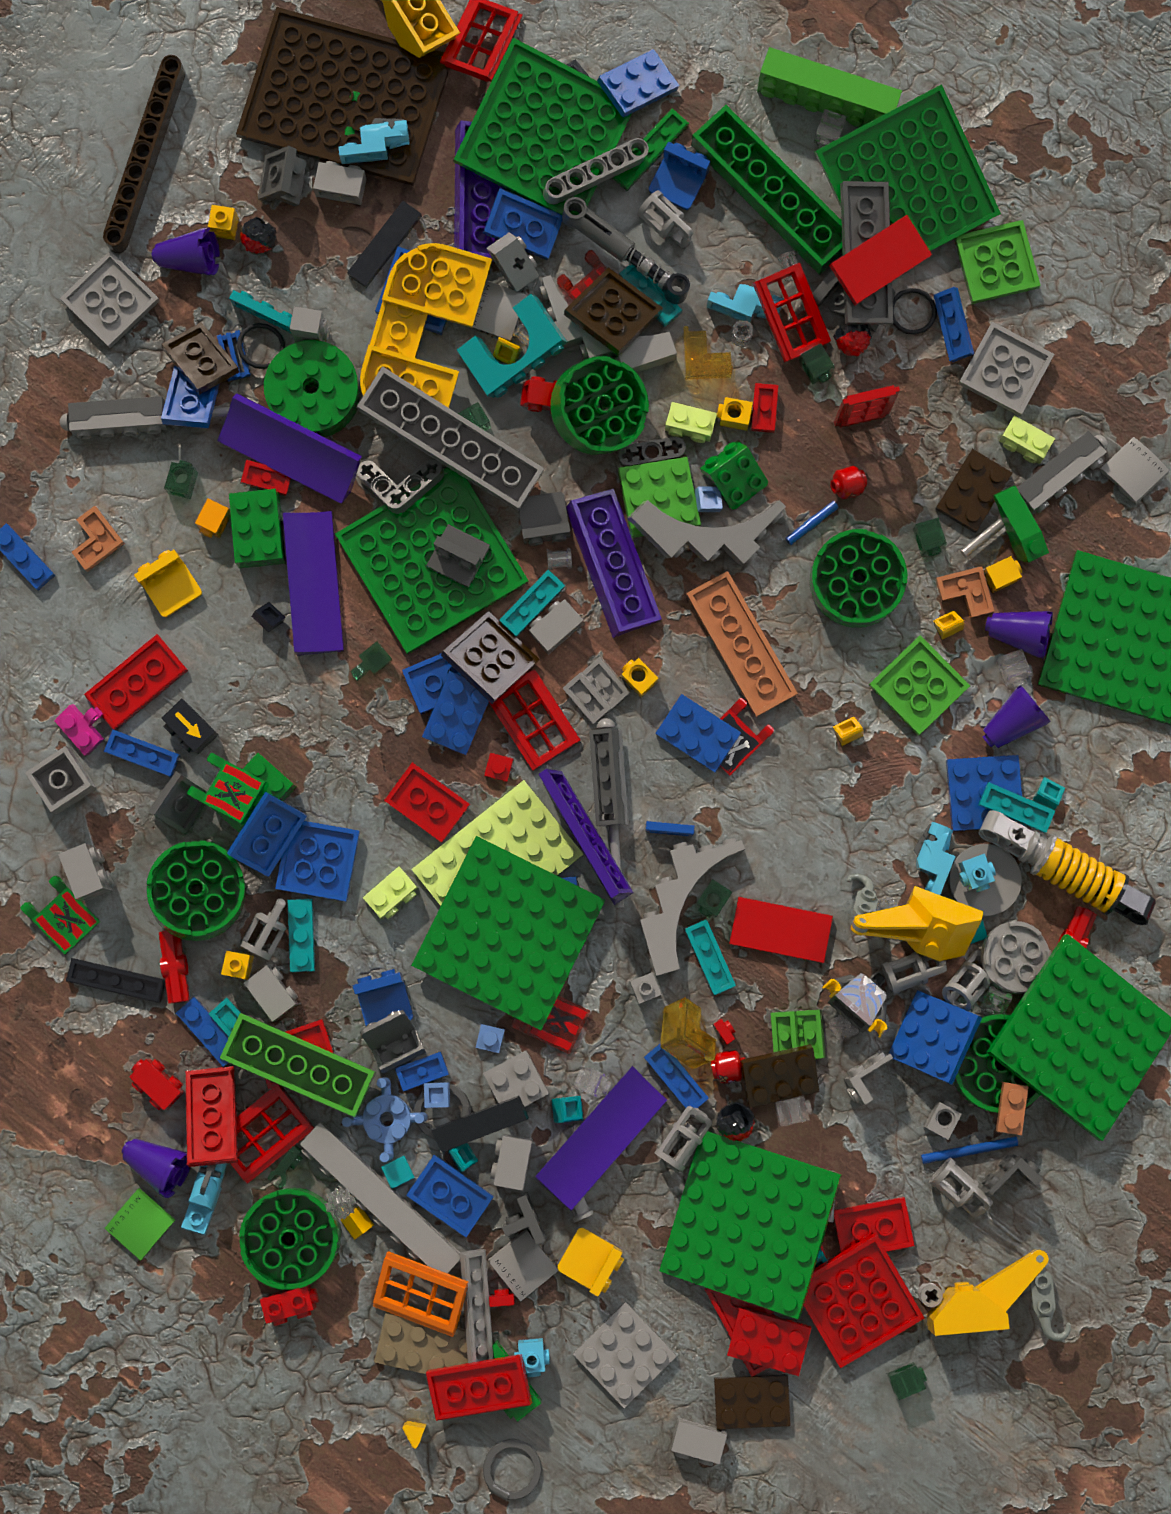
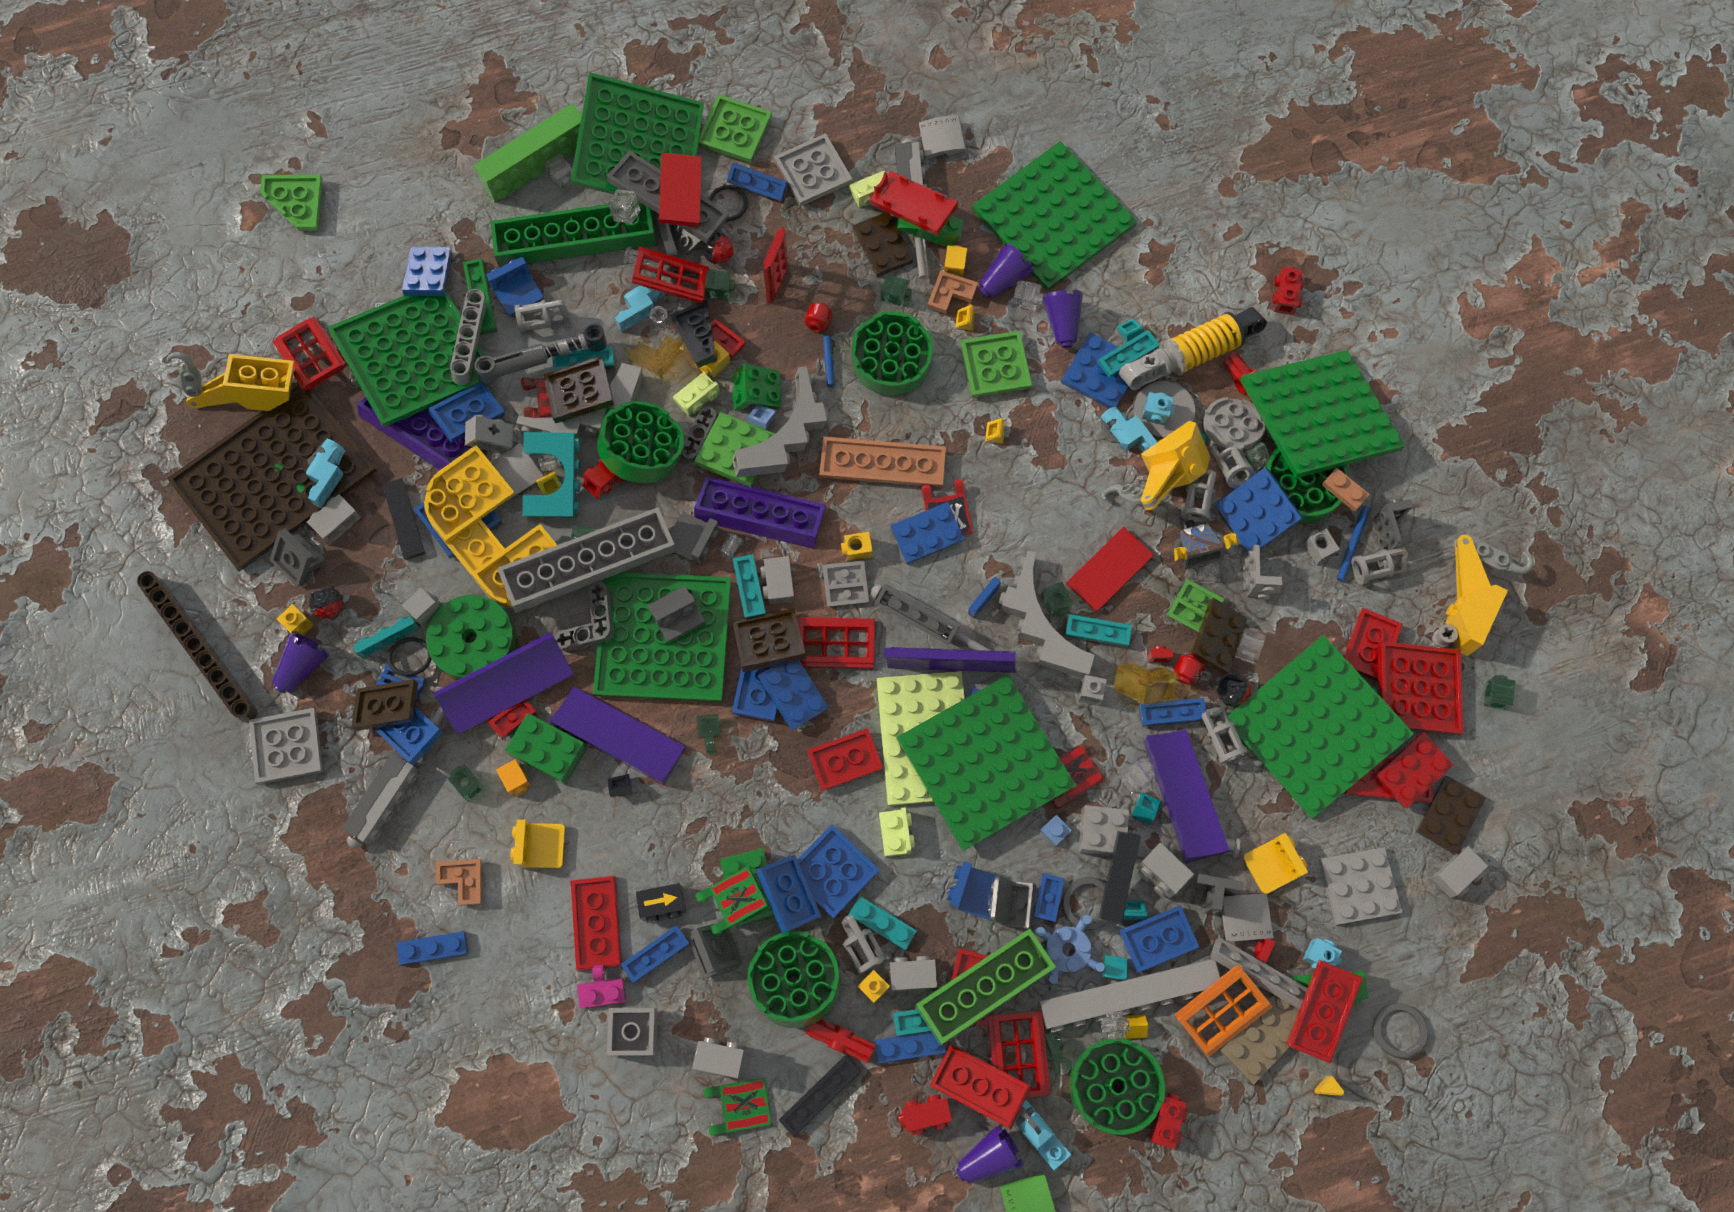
camera: 60 degrees left, 10 degrees down
(436, 1095) = (1075, 897): medium blue plate -> none
(498, 767) = (854, 690): red plate -> none
(748, 379) = (696, 332): none -> black wing
(824, 220) = (624, 206): none -> clear brick
(1031, 492) = (913, 202): none -> red piece

